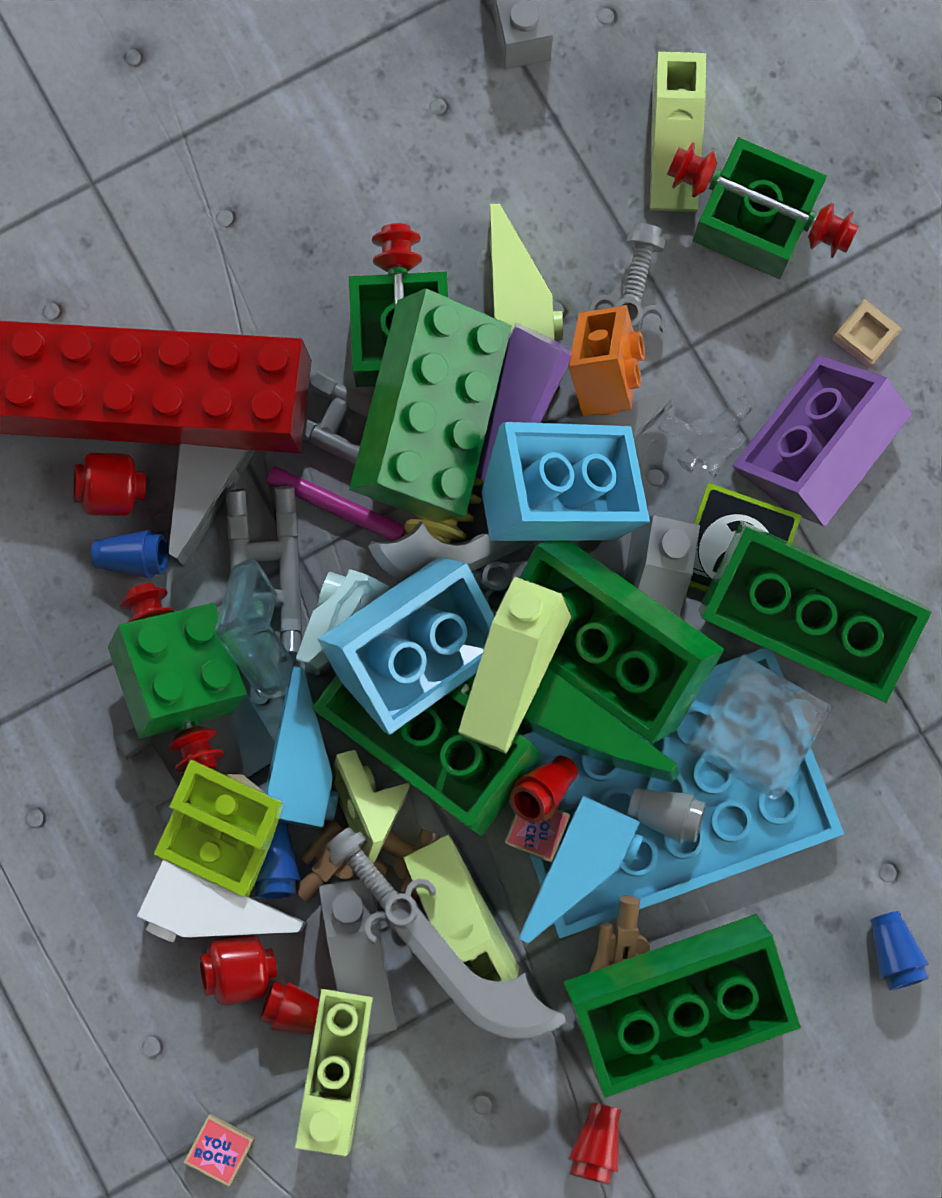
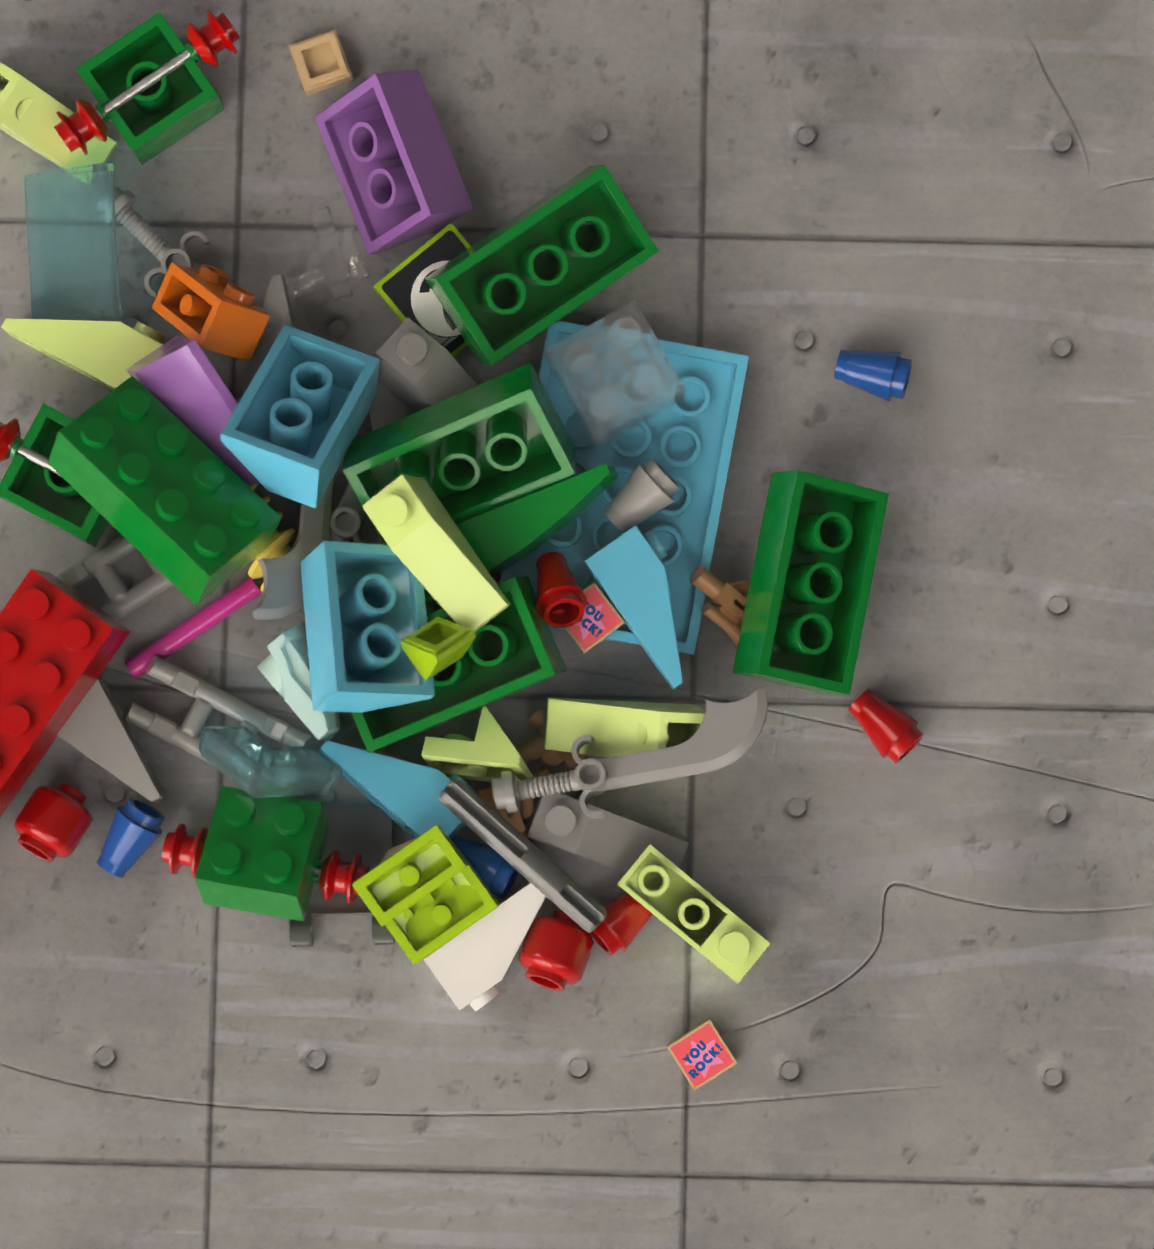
camera: 60 degrees left, 5 degrees up
(299, 893) = (523, 855): none -> dark grey axle
(433, 711) = (437, 646): none -> lime slope
(594, 223) = (73, 243): none -> clear light blue piece

